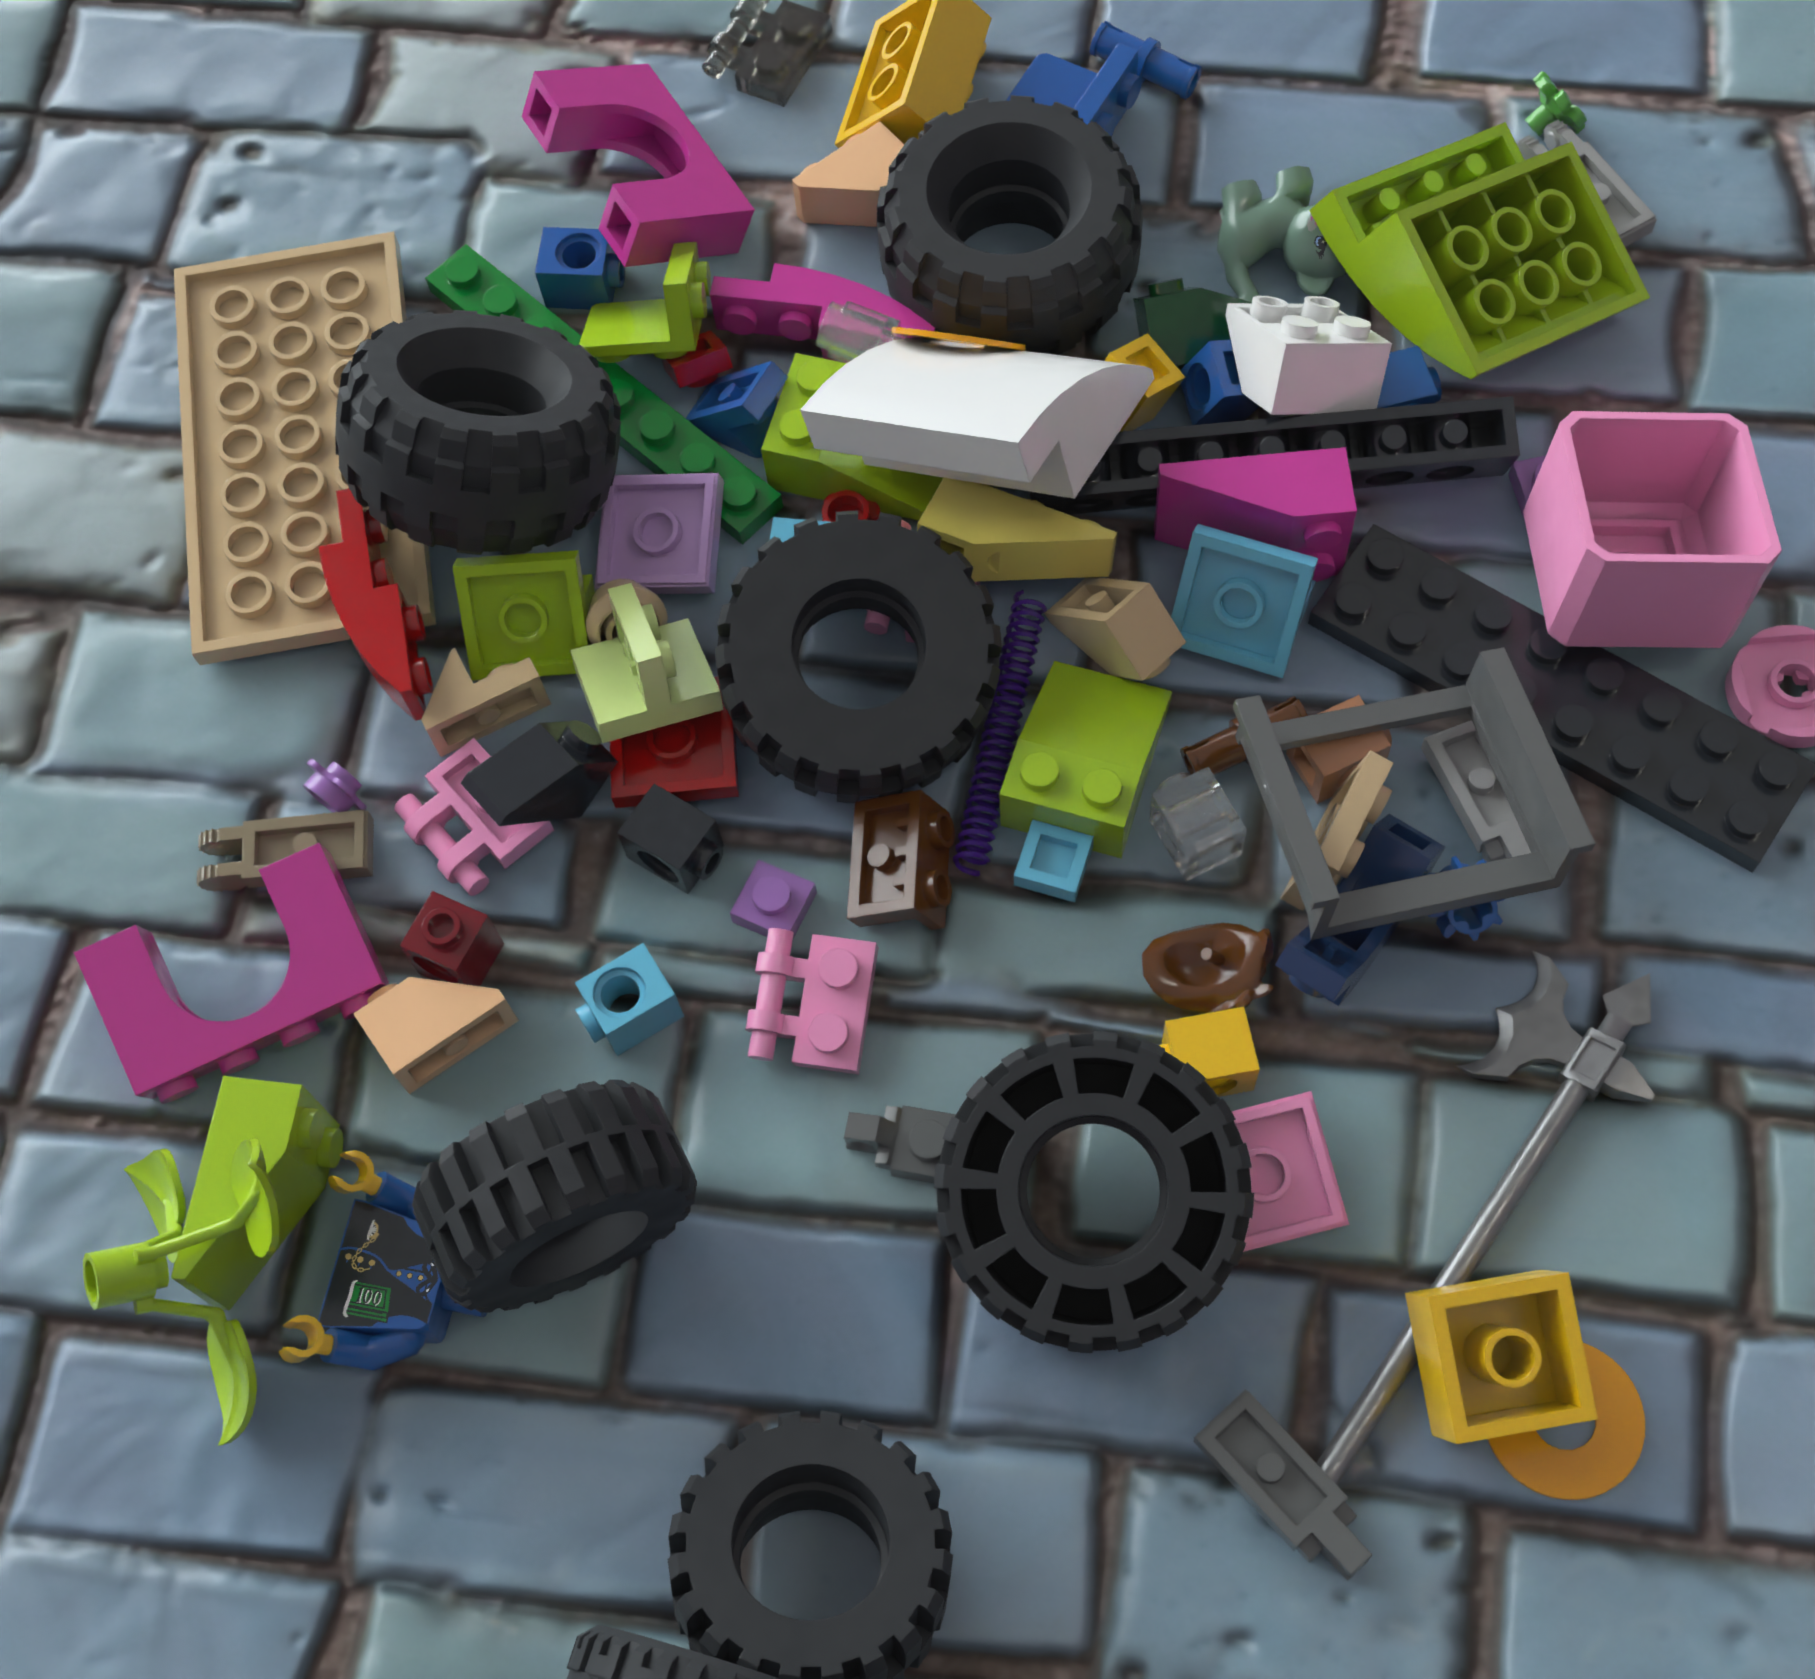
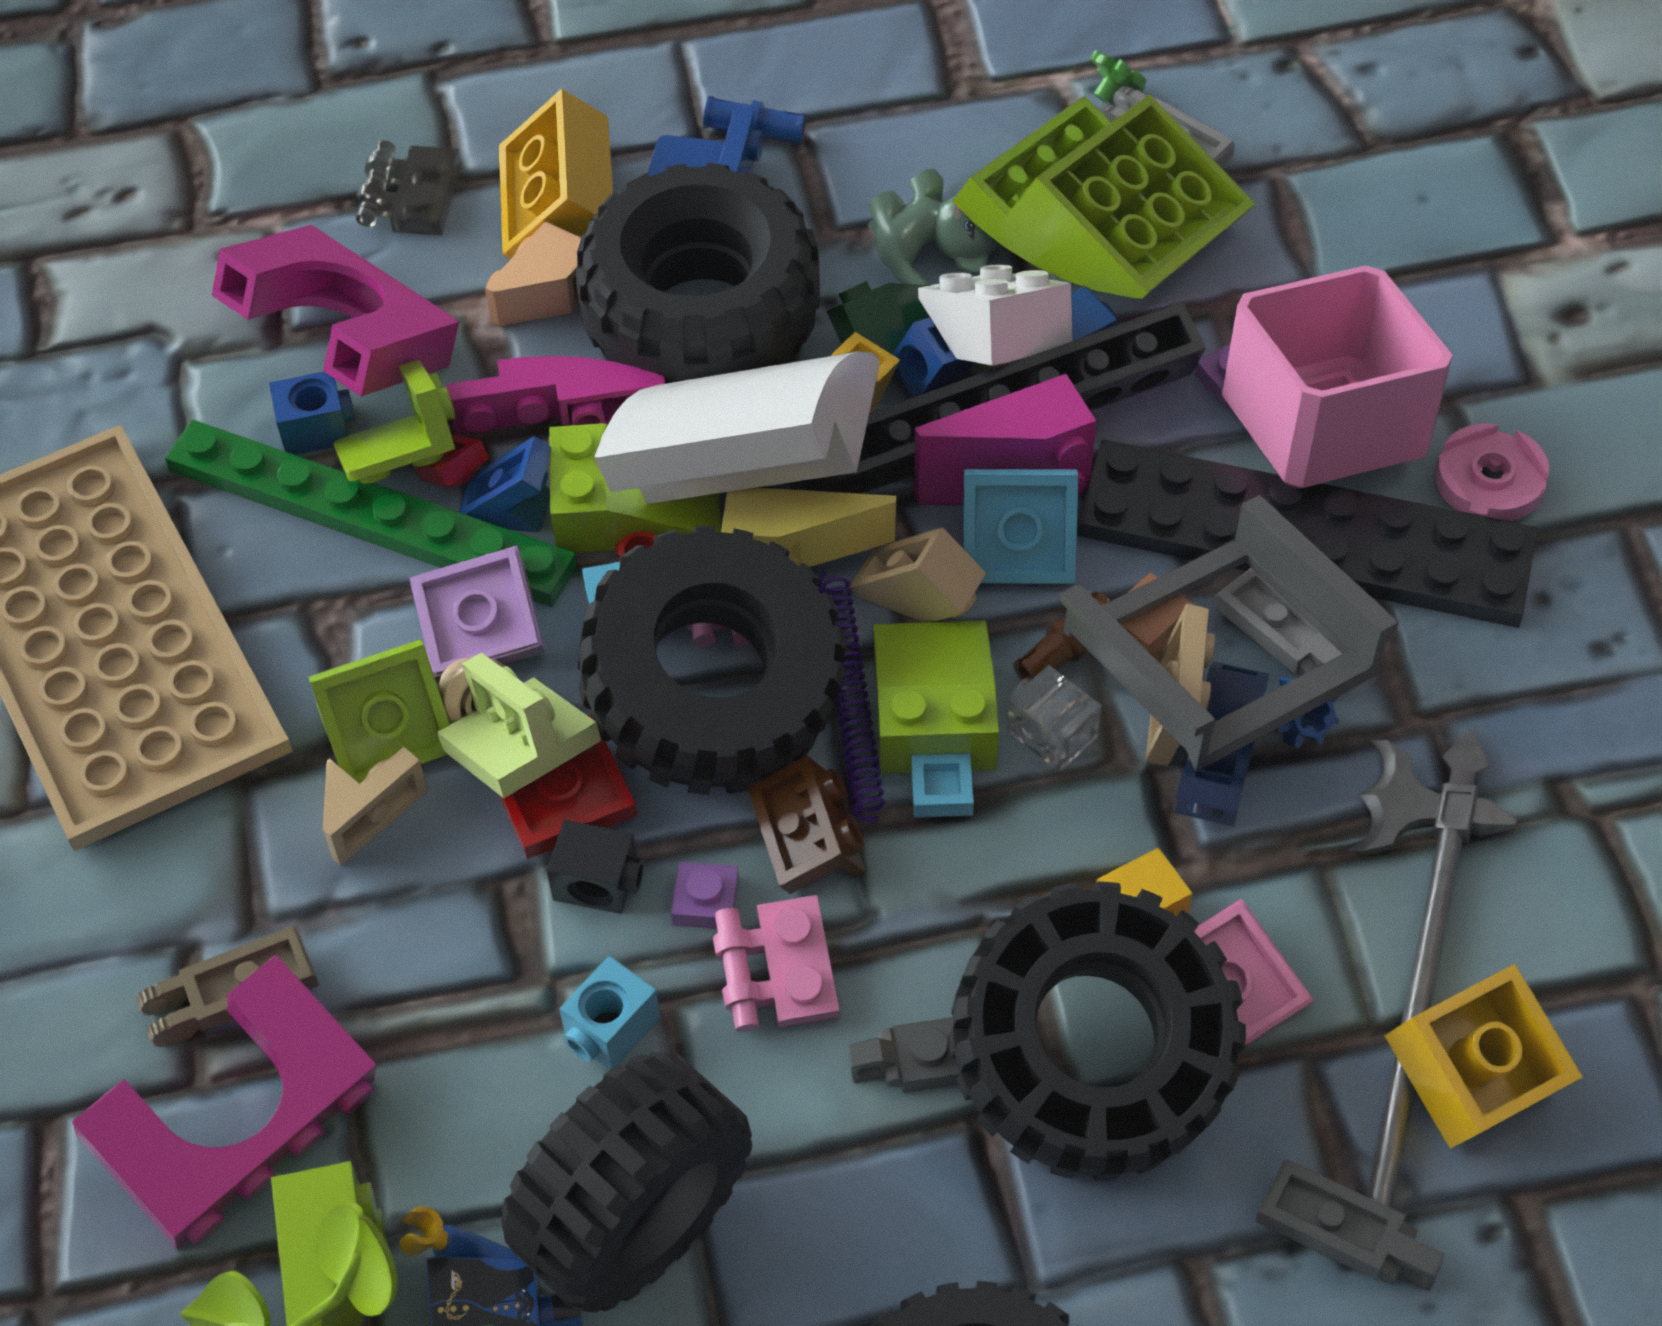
camera: 25 degrees left, 10 degrees down
(333, 787) = (253, 916): medium lavender plate -> none
(375, 608) = (241, 749): red slope -> none
(431, 1025) = (431, 1092): light nougat slope -> none
(452, 942) = (425, 1015): dark red brick -> none
(460, 859) = (406, 887): bright pink plate -> none
(477, 432) = (289, 562): black tyre -> none
(542, 774) = (458, 840): black slope -> none
(853, 330) = (598, 395): clear brick -> none
(956, 338) = (693, 372): light orange gear -> none
(1209, 966) = (1112, 828): reddish brown hat -> none
(1605, 1456) = (1584, 1135): light orange gear -> none

